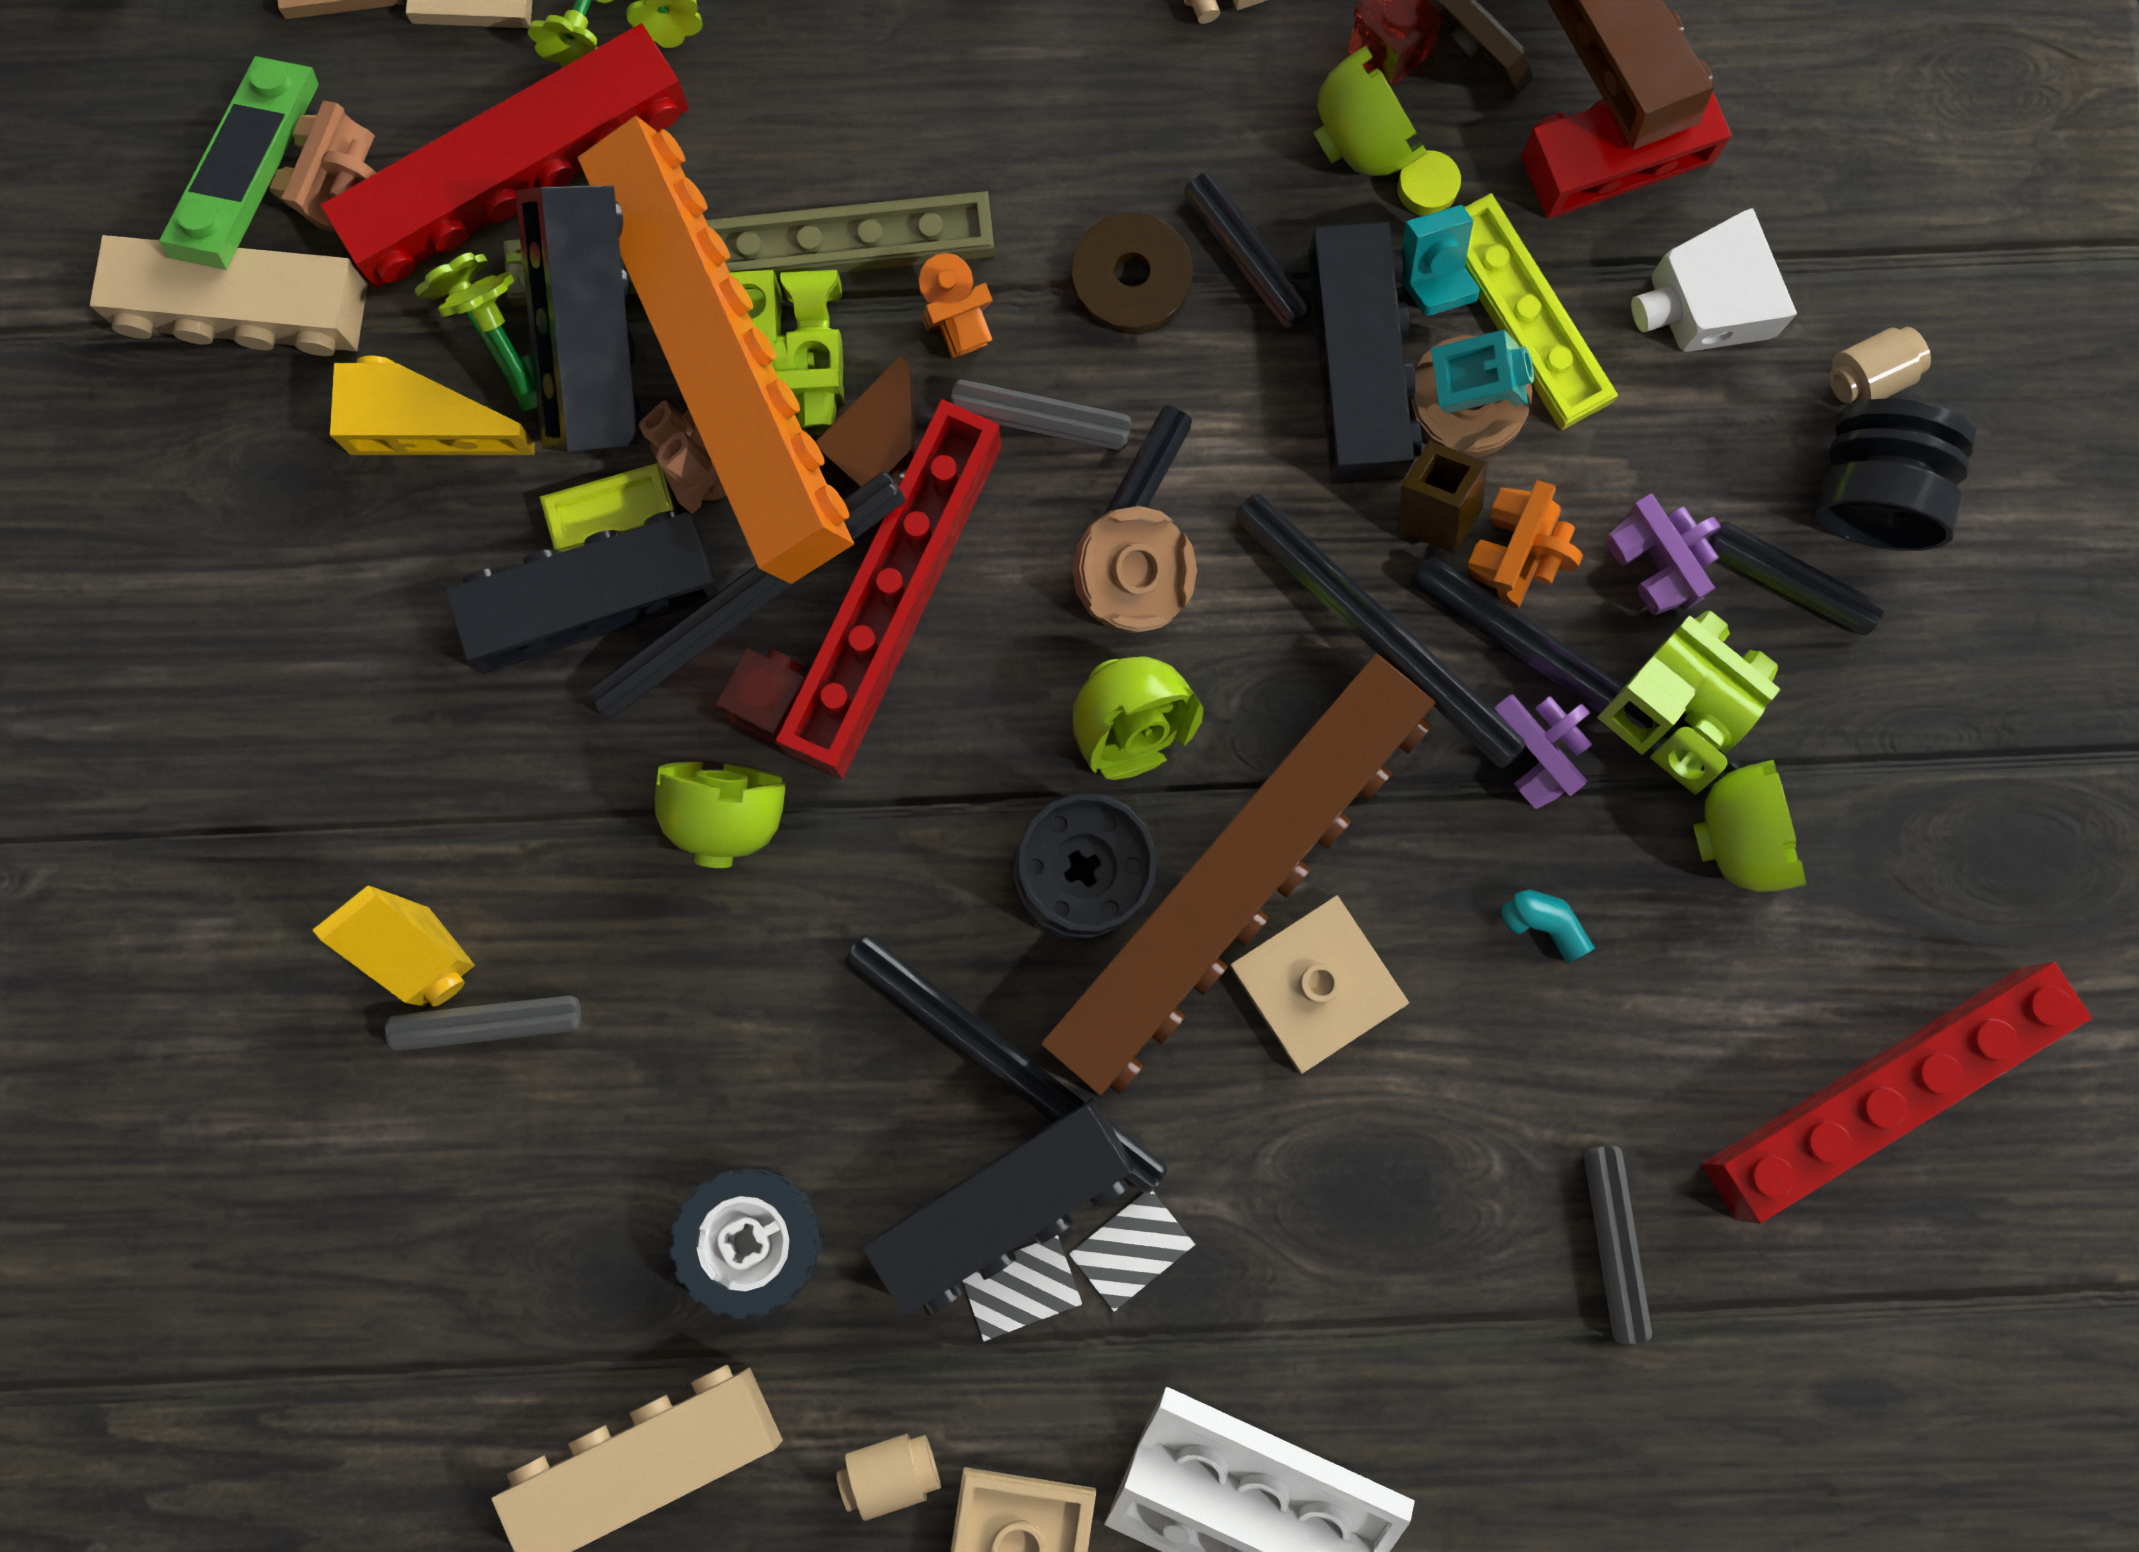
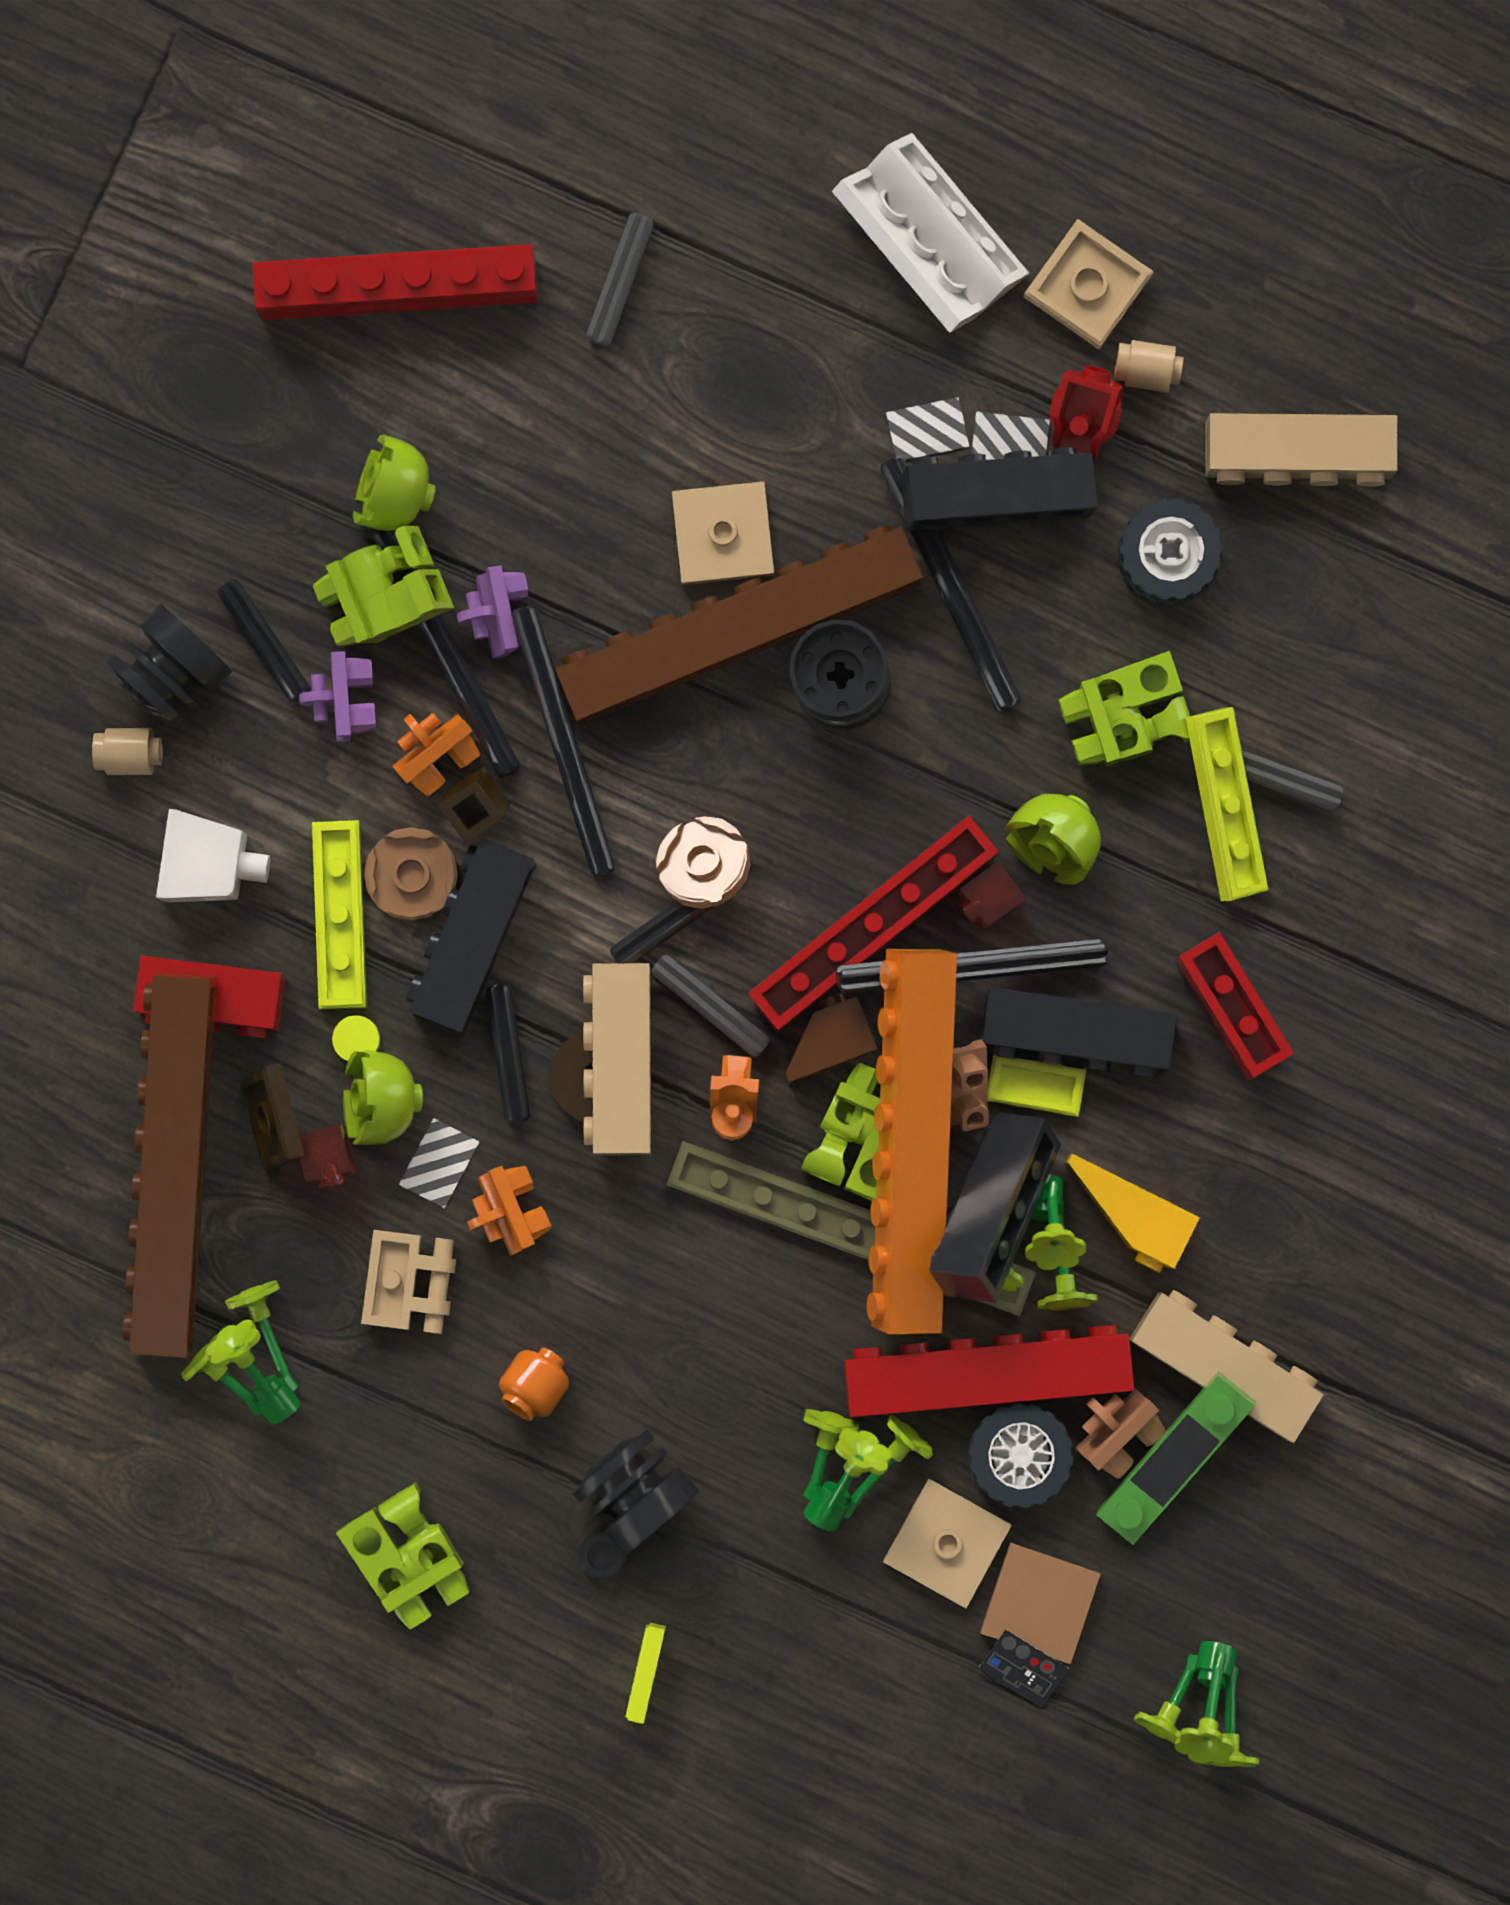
camera: 150 degrees left, 5 degrees up
(397, 946) = (1301, 837): yellow slope -> none
(401, 705) = (1233, 1006): none -> red brick
(425, 82) = (1020, 1455): none -> black wheel
(524, 953) = (1226, 804): none -> neon yellow tile
(723, 1007) = (1114, 711): none -> lime hips
(940, 1374) = (1086, 410): none -> red hand
(1112, 287) = (620, 1059): none -> tan brick
(1130, 61) = (500, 1211): none -> orange hips
(1131, 713) = (756, 765): lime cylinder -> none
(1260, 101) = (439, 1163): none -> sticker
(1436, 259) = (388, 968): teal bracket -> none
(1481, 372) = (401, 875): teal bracket -> none
(1548, 915) = (550, 502): teal arm -> none

